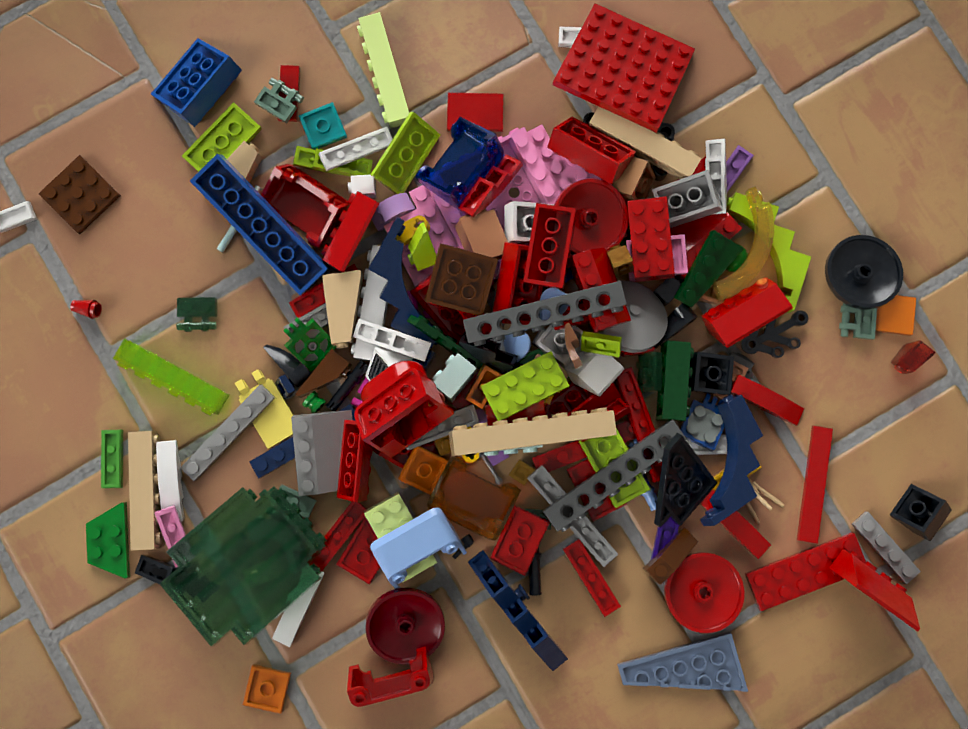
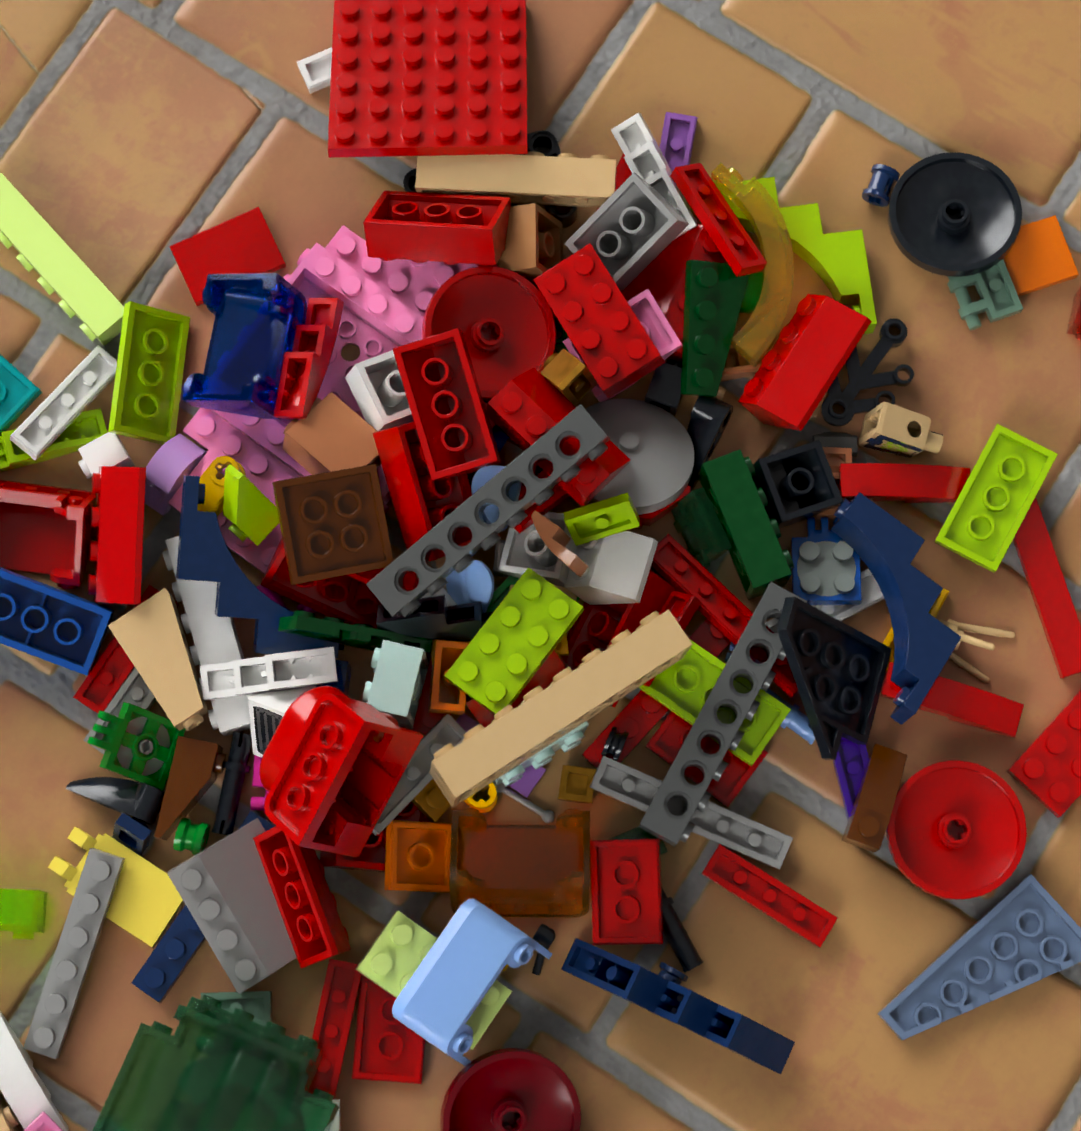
camera: 20 degrees left, 5 degrees down
(551, 462) = (615, 743): none -> black bush
(739, 215) = (718, 219): none -> red plate
(777, 371) = (898, 431): none -> tan torso
(811, 431) = (996, 498): none -> lime plate
(832, 237) = (880, 185): none -> dark blue bush

